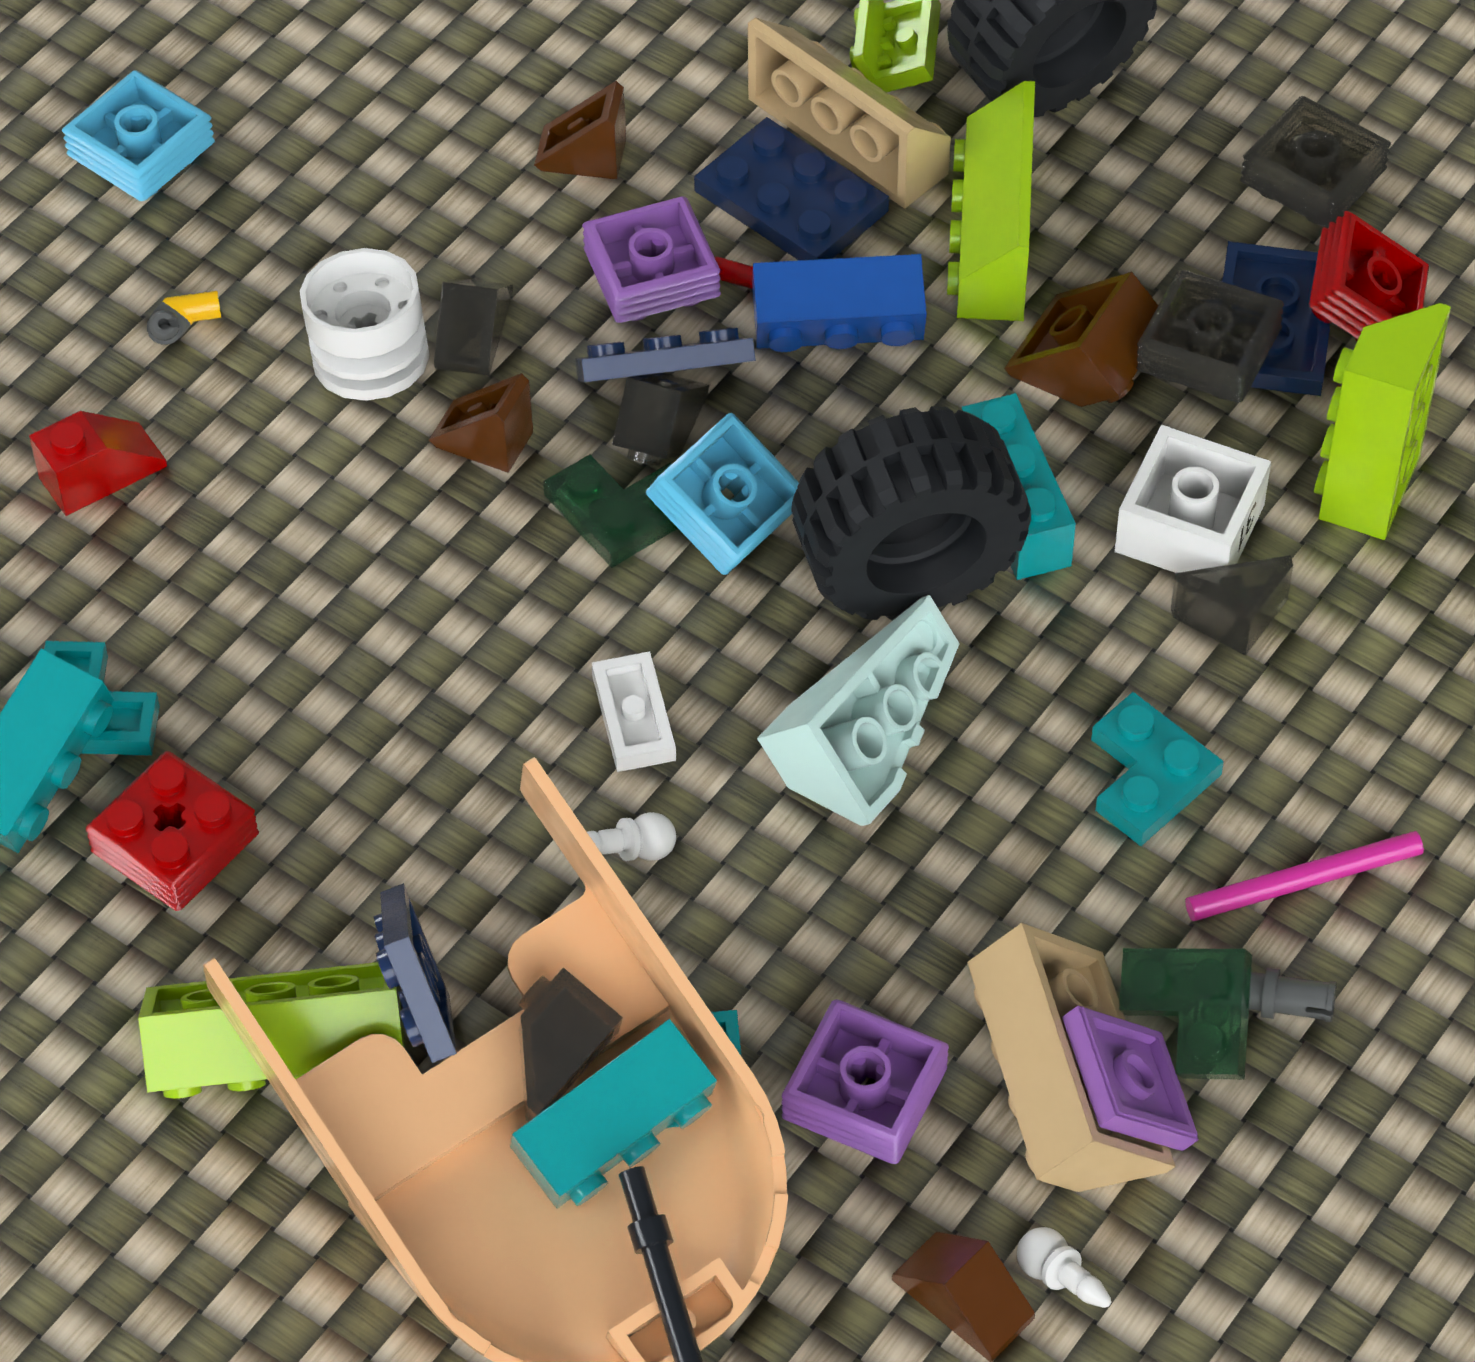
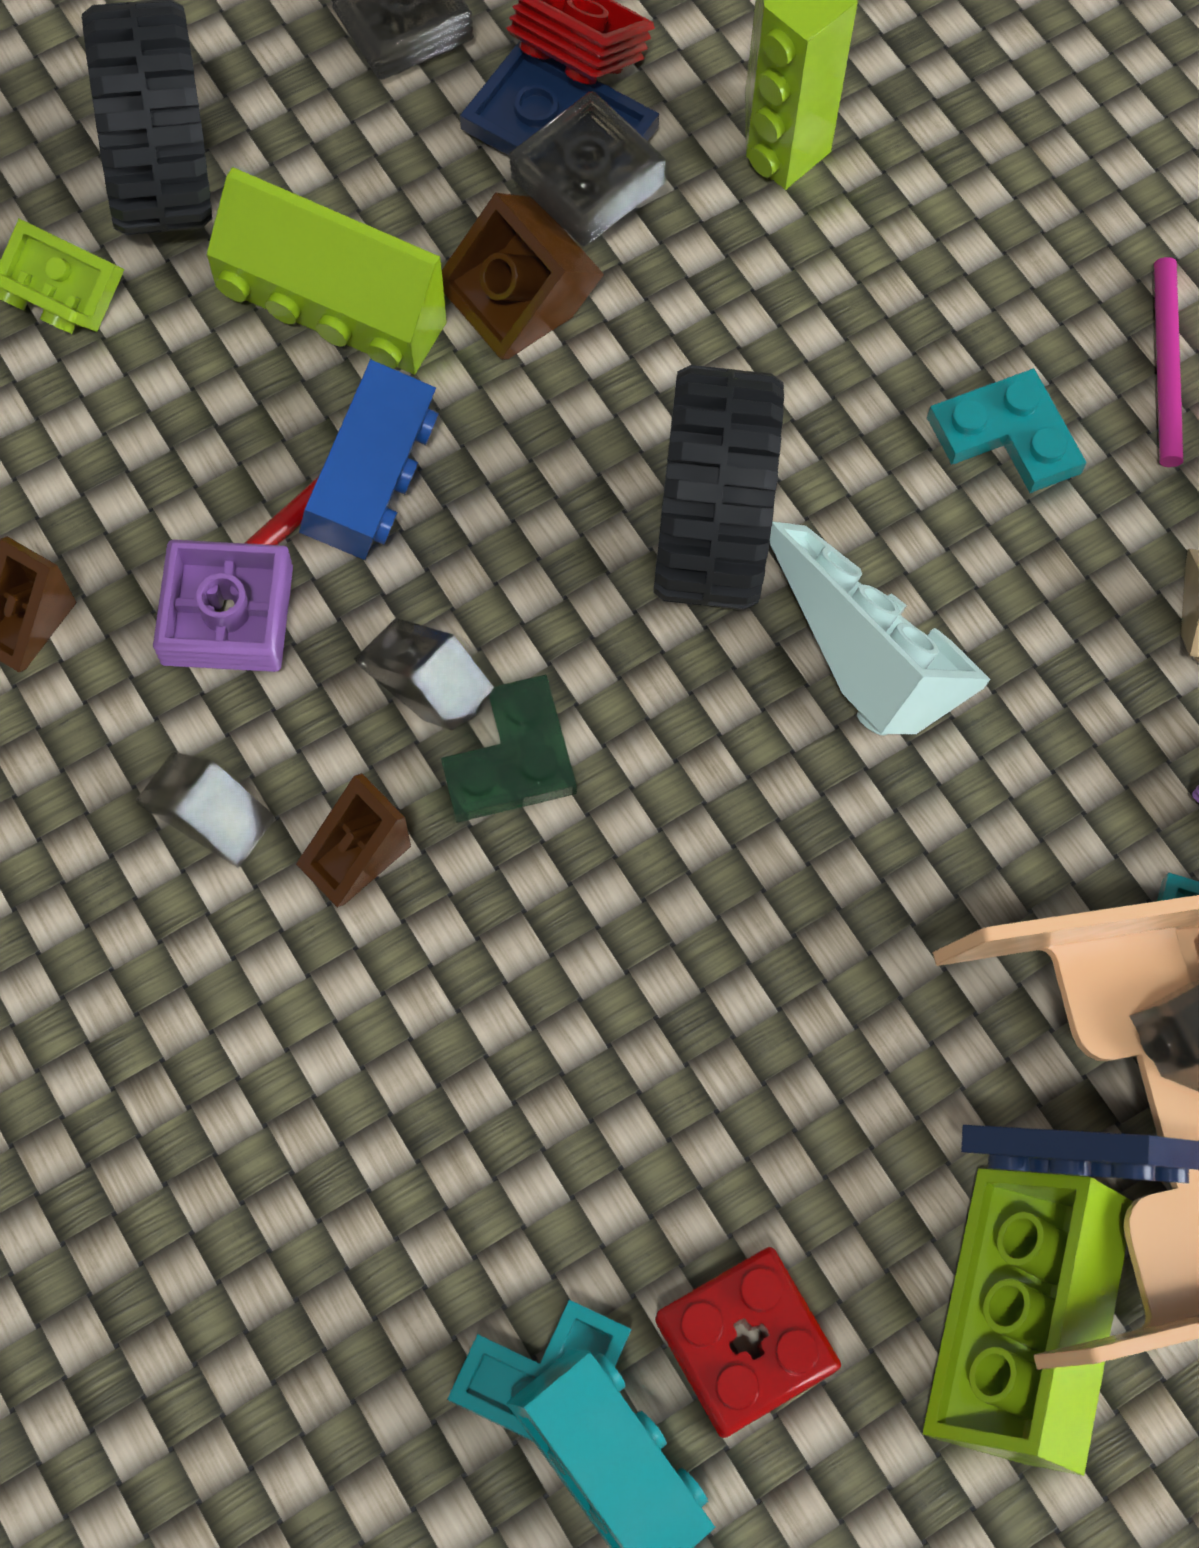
camera: 70 degrees left, 15 degrees up
(92, 458) = (208, 1262): red slope -> none
(178, 313) = (37, 1105): arm -> none
(365, 324) = (163, 882): white wheel -> none
(633, 711) = (779, 836): white plate -> none
(646, 837) = (922, 884): white bar -> none
(664, 355) = (373, 641): plate -> none
(693, 499) = (570, 647): medium azure brick -> none
(791, 193) = (190, 451): dark blue plate -> none
(844, 113) = (130, 359): tan slope -> none
(1052, 525) = (631, 394): teal brick -> none
(1191, 503) = (762, 268): white brick -> none
(1233, 600) = (876, 284): clear smoke slope -> none

